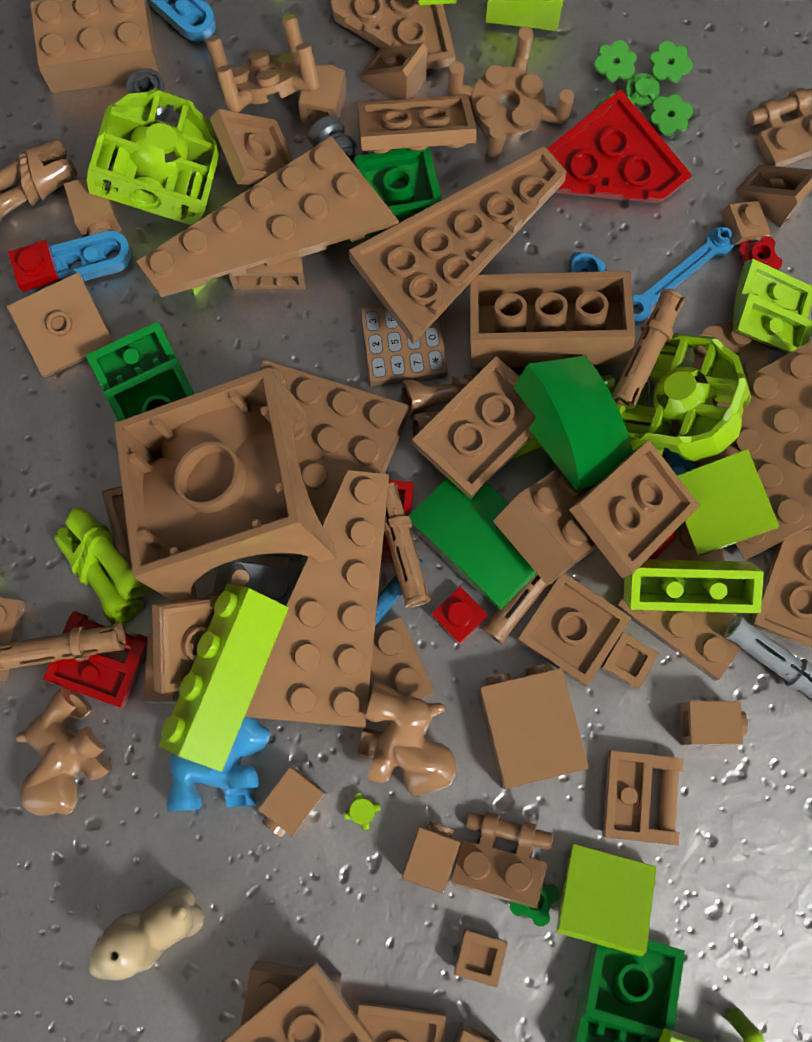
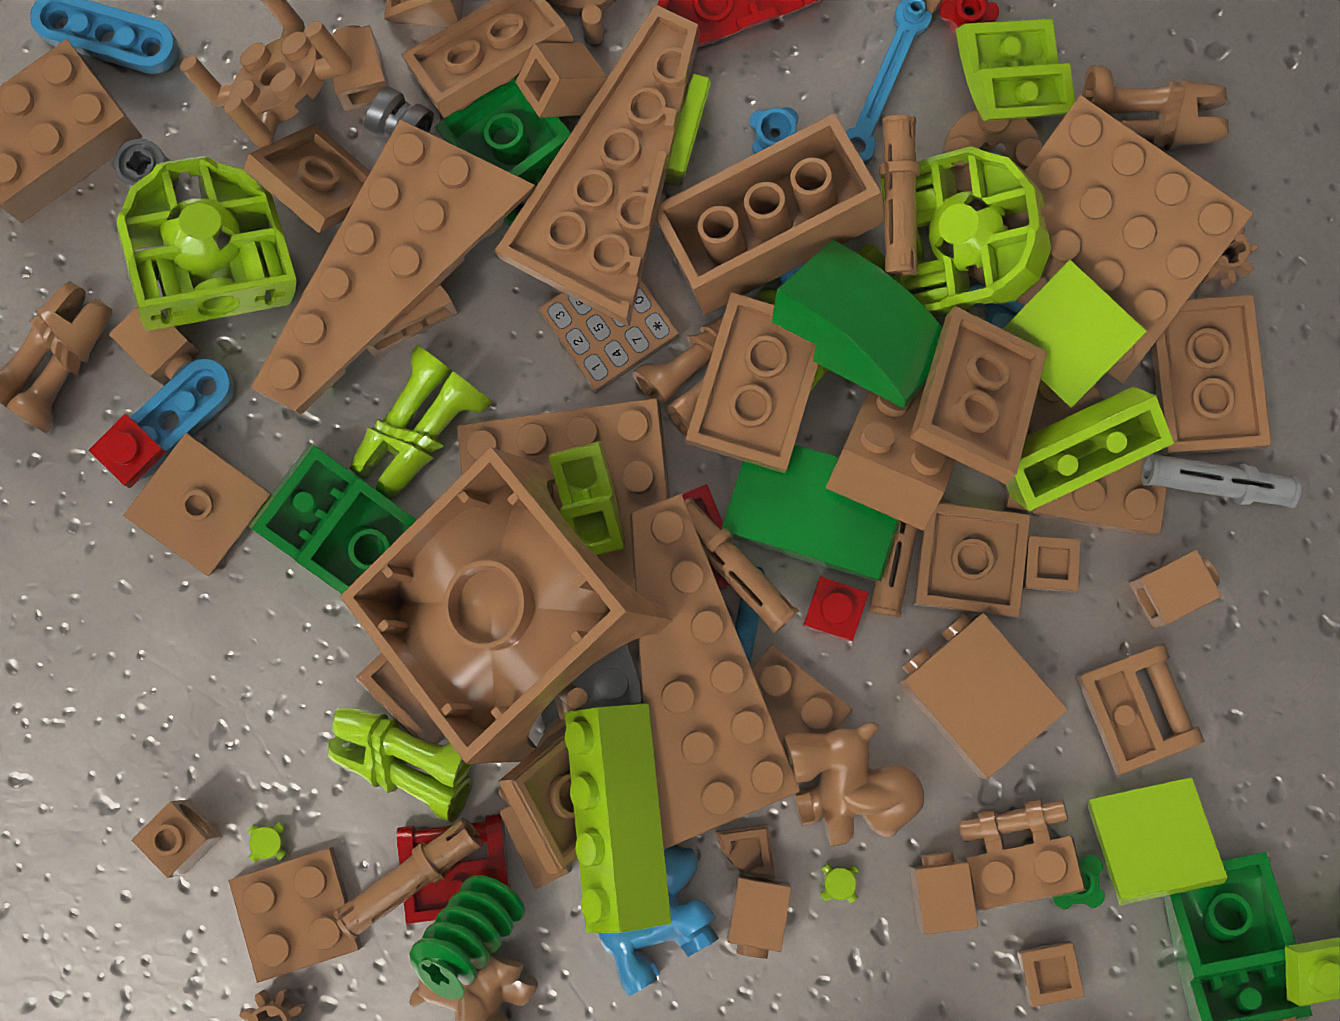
camera: 20 degrees left, 5 degrees up
(74, 703) = (465, 935): none -> green piece
(227, 358) = (414, 446): none -> lime piece
(310, 754) = (748, 849): none -> medium nougat tile
(324, 447) = (588, 496): none -> lime slope
(453, 162) = (560, 79): none -> medium nougat brick
(523, 240) = (687, 129): none -> lime tile

